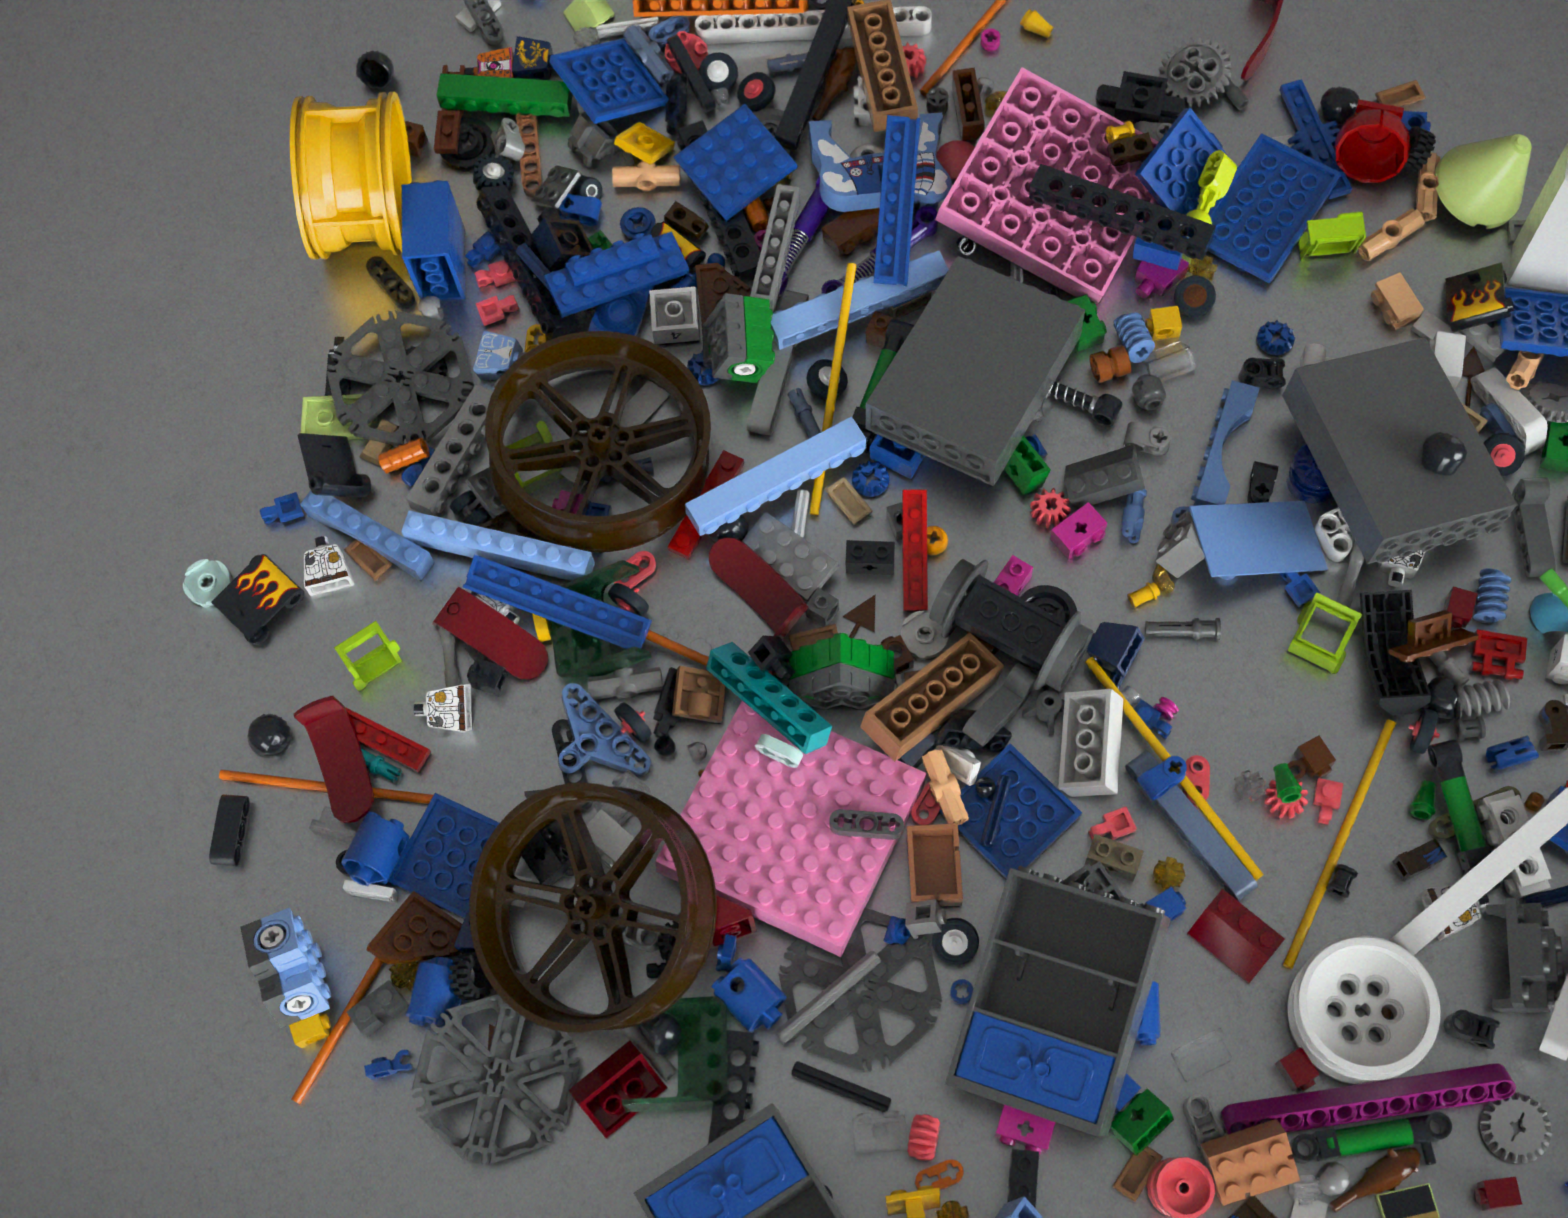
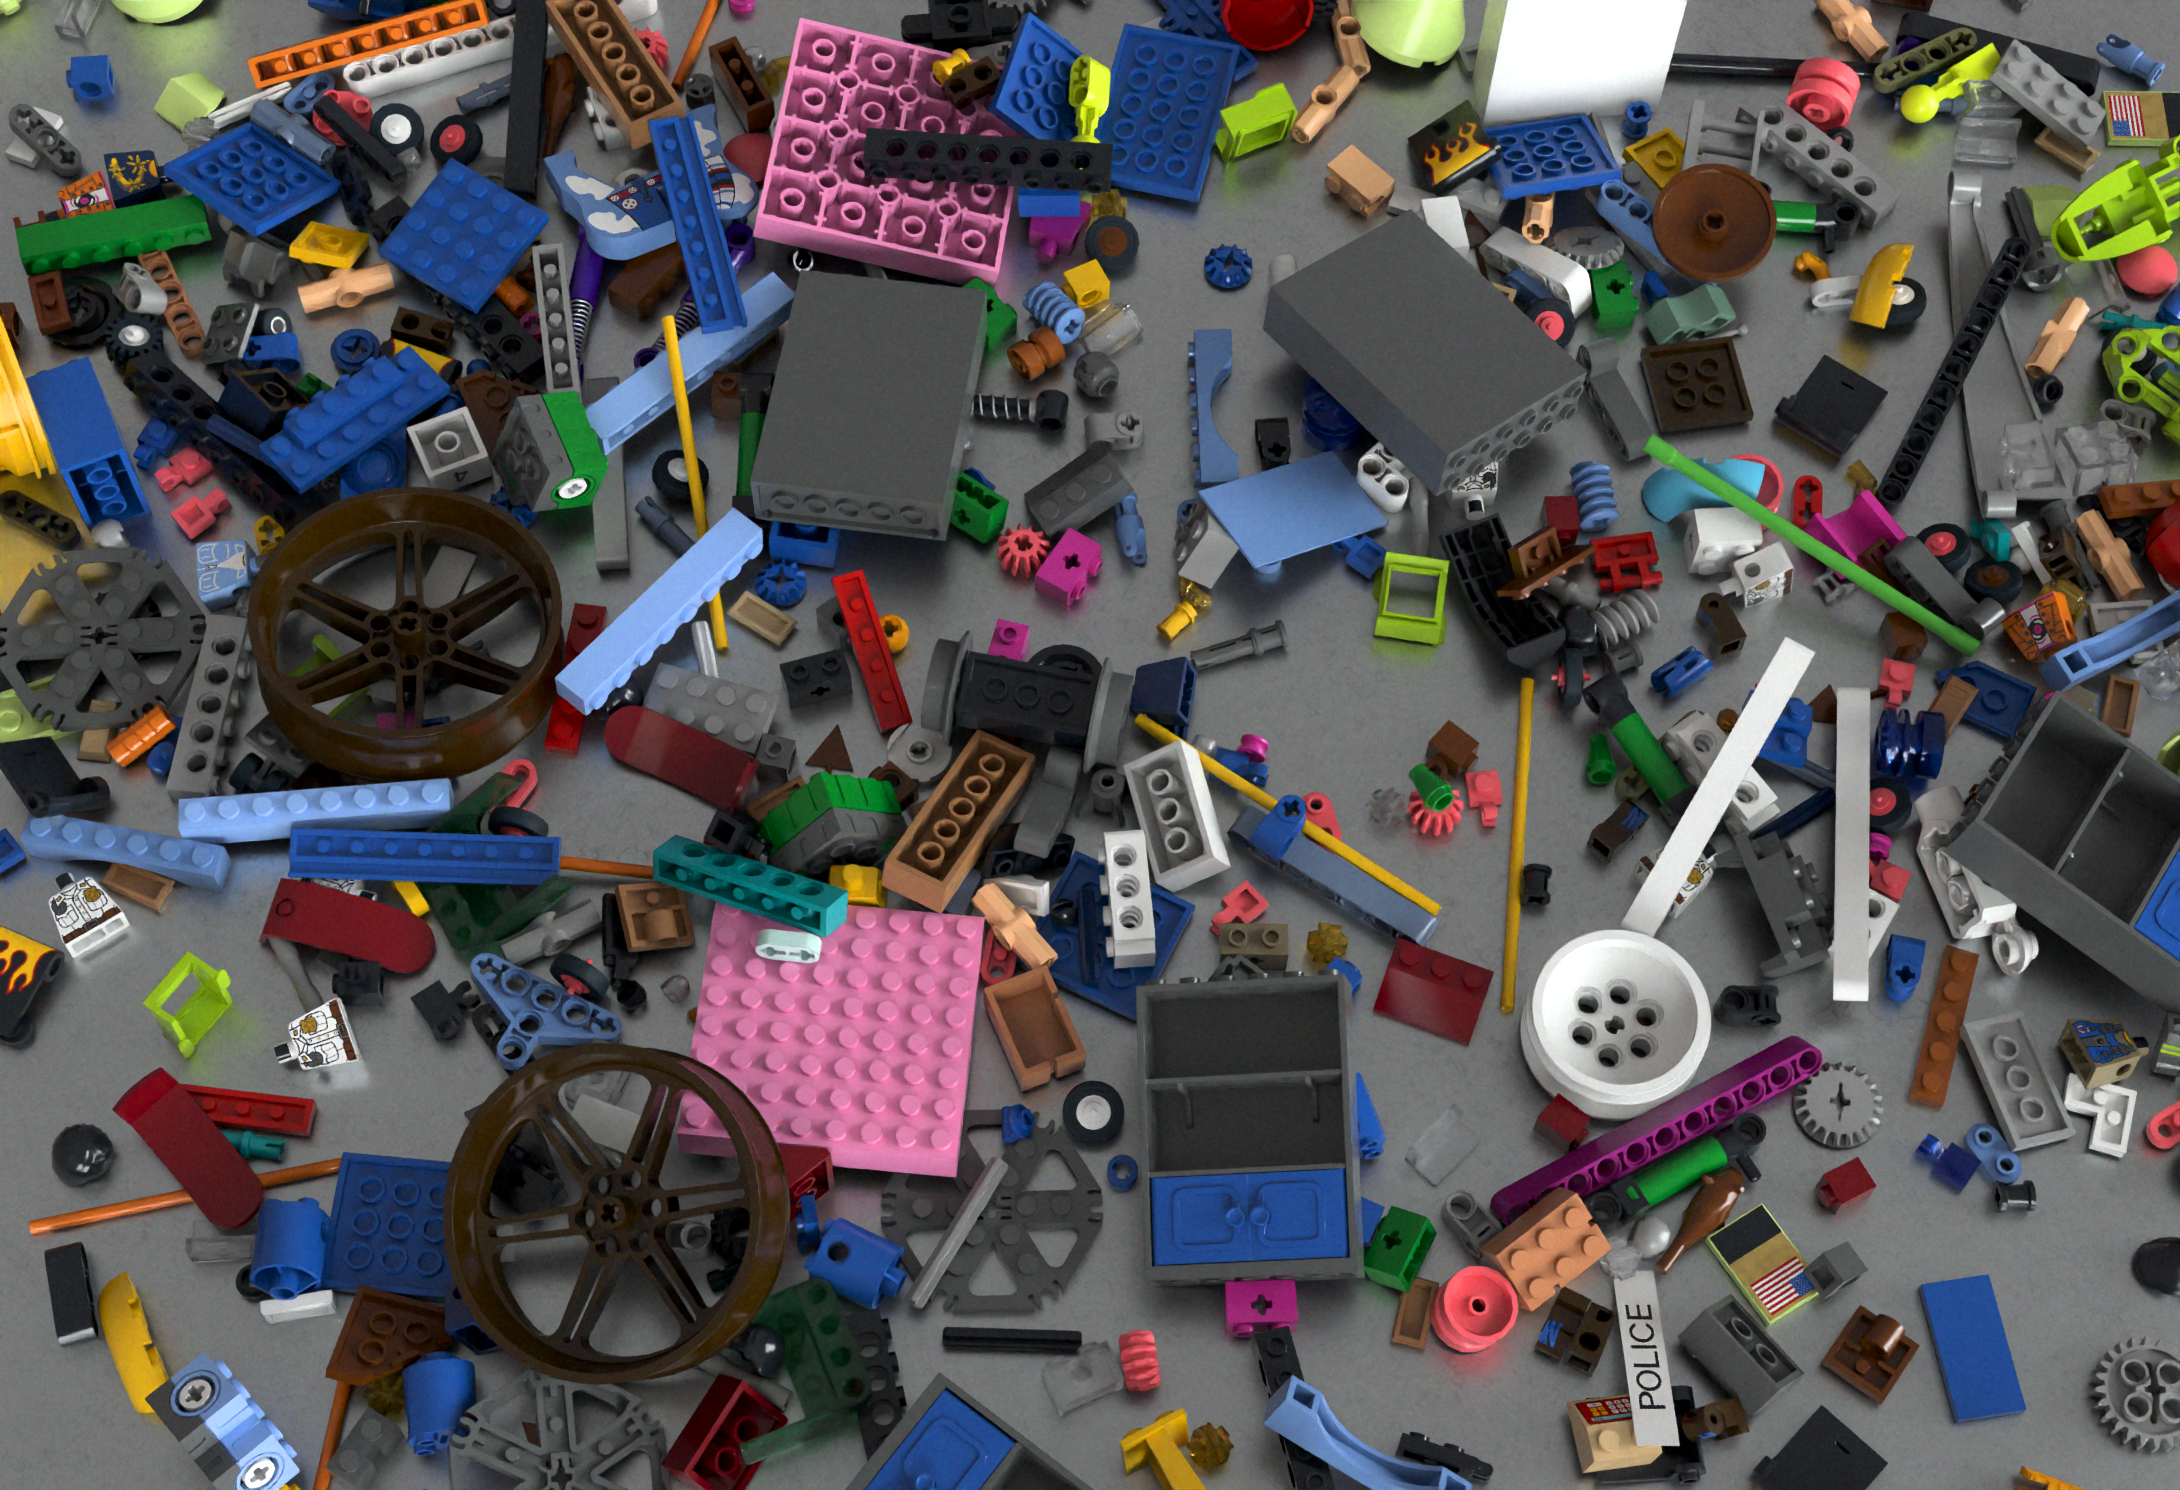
camera: 30 degrees left, 5 degrees down
(254, 864) = (129, 1341): none -> yellow brick
(462, 978) = (481, 1362): black tyre -> none
(533, 713) = (441, 1009): none -> black brick
(845, 721) = (861, 883): none -> yellow torso
(847, 829) = (925, 1012): dark grey beam -> none
(924, 917) = (1045, 1093): light grey brick -> none
(936, 1170) = (1172, 1394): orange beam -> none
(1028, 830) = (1127, 945): none -> white brick
(1265, 372) = (1231, 309): black piece -> none
(1443, 453) = (1481, 335): black hair -> none

